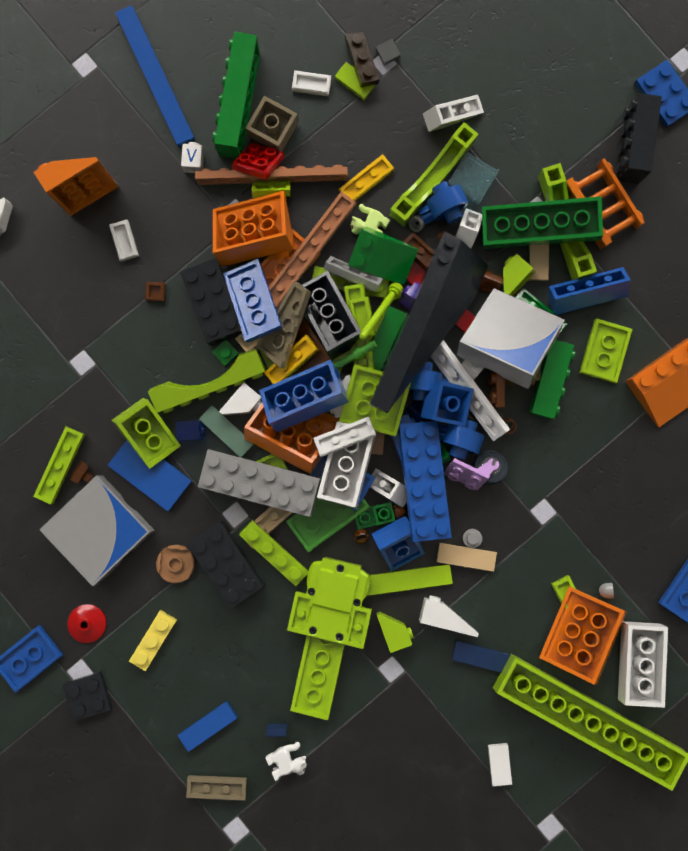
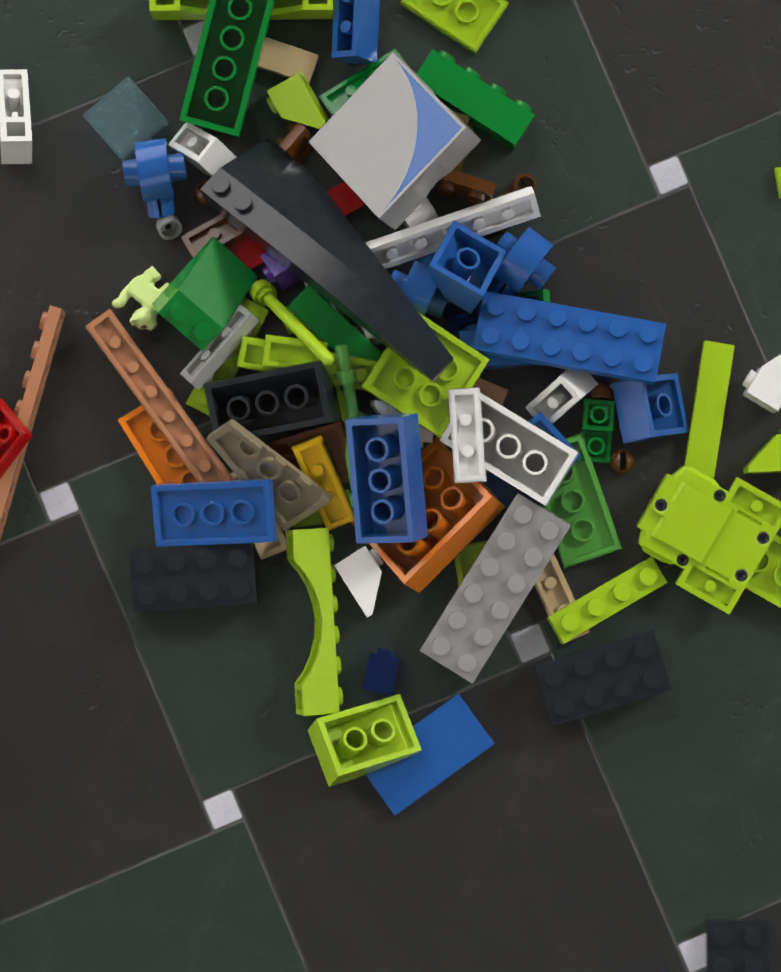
camera: 75 degrees left, 0 degrees up
(59, 465) = (372, 890): lime plate -> none
(81, 473) = (394, 859): reddish brown tile -> none
(95, 619) = (615, 909): red dish -> none
(96, 530) = (490, 859): light grey tile -> none
(124, 240) = (51, 687): white tile -> none
(153, 640) = (683, 825): light yellow plate -> none
(155, 292) = (147, 662): reddish brown tile -> none
(175, 563) = (577, 756): medium nougat tile -> none
(225, 352) = (276, 582): green plate -> none
(226, 431) = (398, 617): sand green tile -> none
(252, 229) = (99, 481): orange slope -> none
(263, 188) = (45, 432): lime plate -> none
(367, 178) = (74, 281): yellow tile -> none
(444, 163) = (103, 177): lime arch -> none
(466, 556) = (701, 311): tan tile -> none
(472, 538) = (675, 294): light grey plate -> none
(487, 469) = (578, 237): lavender plate -> none

